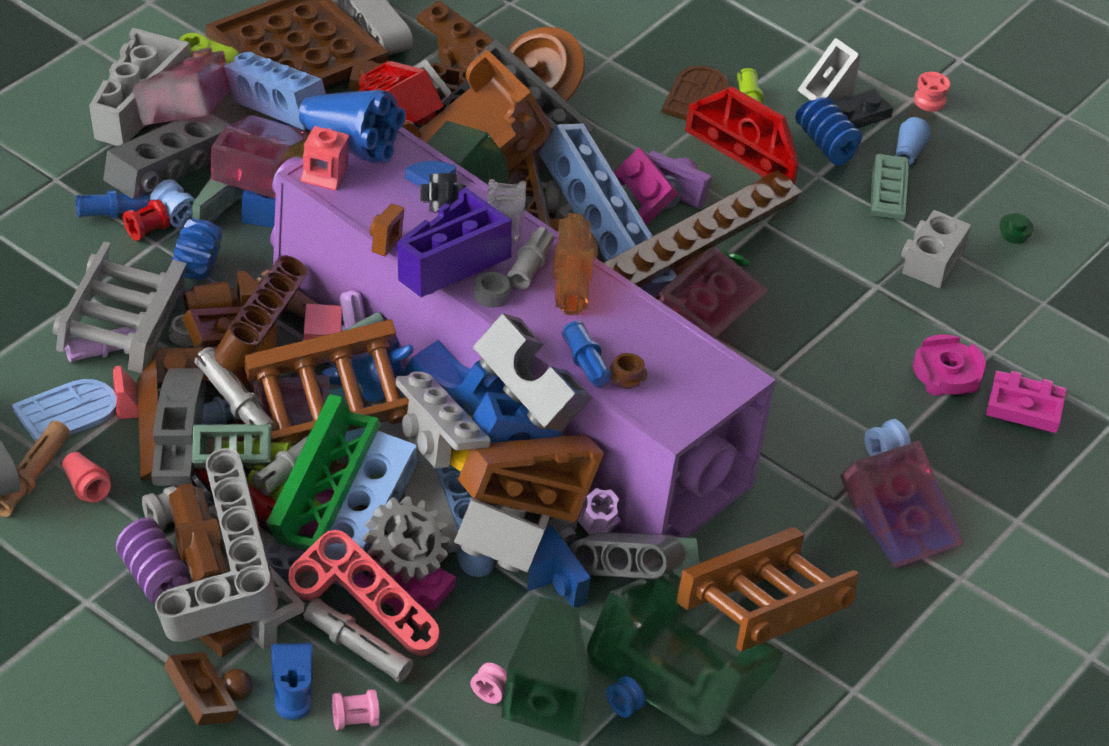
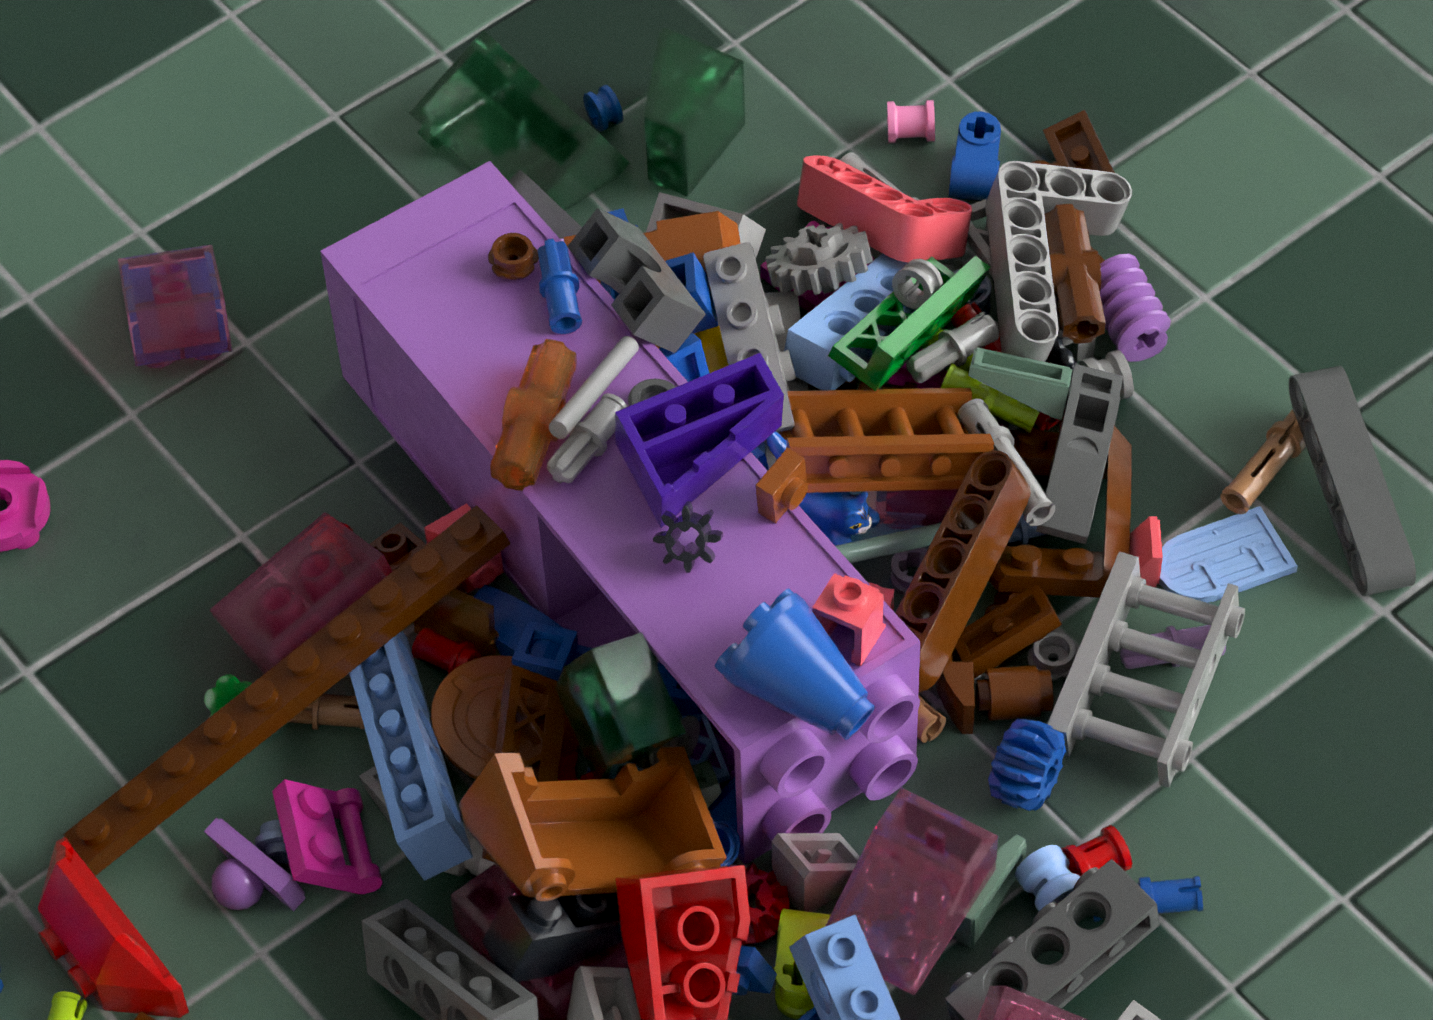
camera: 160 degrees left, 10 degrees up
(86, 478) = (1202, 436): coral cone -> none
(322, 485) = (925, 274): none -> light grey bush
(419, 172) = (693, 600): blue tile -> none
(489, 683) = (751, 135): bright pink bush -> none
(510, 201) = (601, 519): clear piece -> none
(537, 276) = (593, 387): none -> light grey bar
(767, 561) = (356, 152): dark orange fence -> none
(890, 436) = (146, 391): light blue wheel -> none

